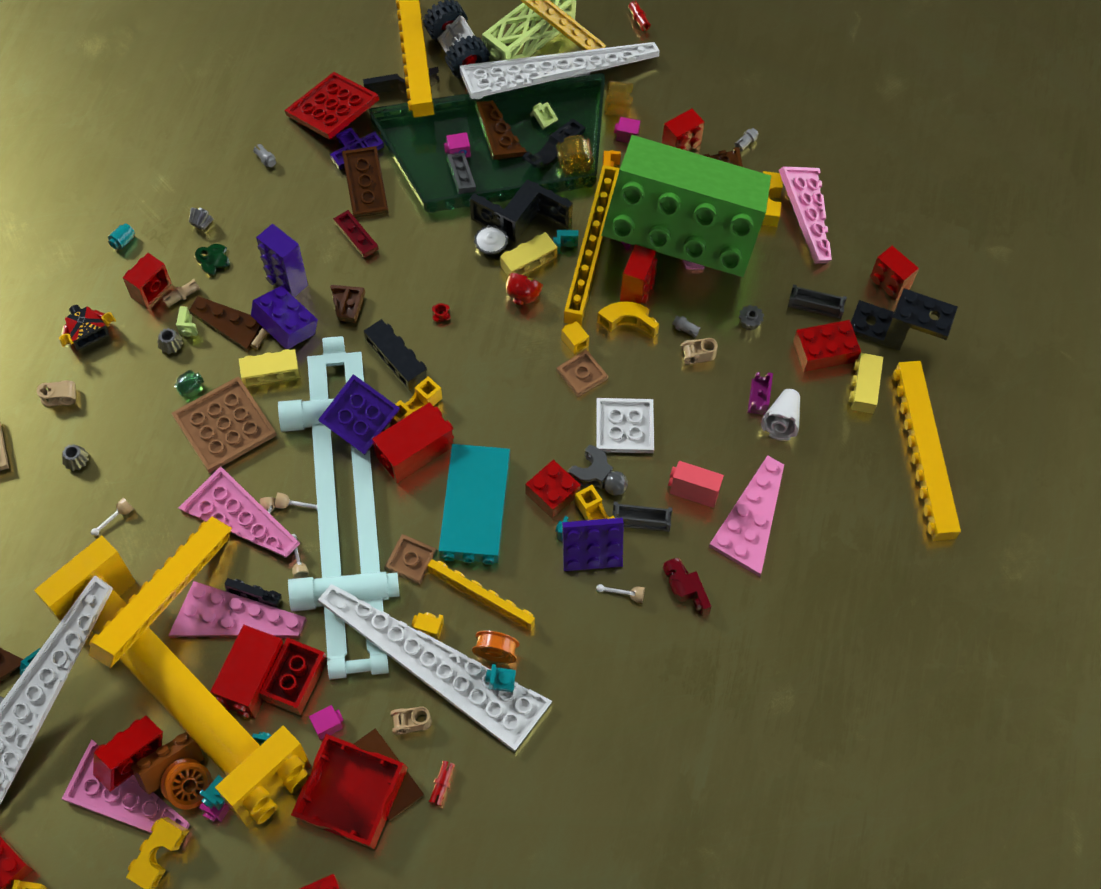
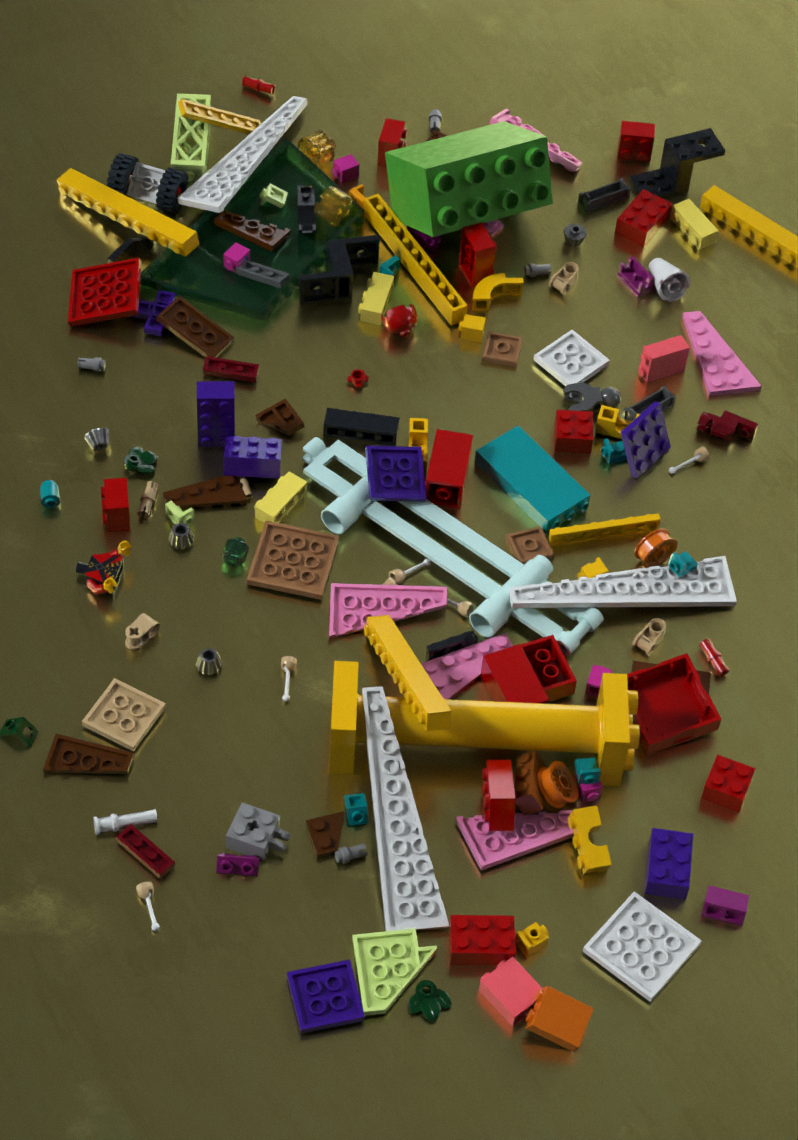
camera: 45 degrees left, 10 degrees down
(491, 240) = (338, 305): white piece -> none

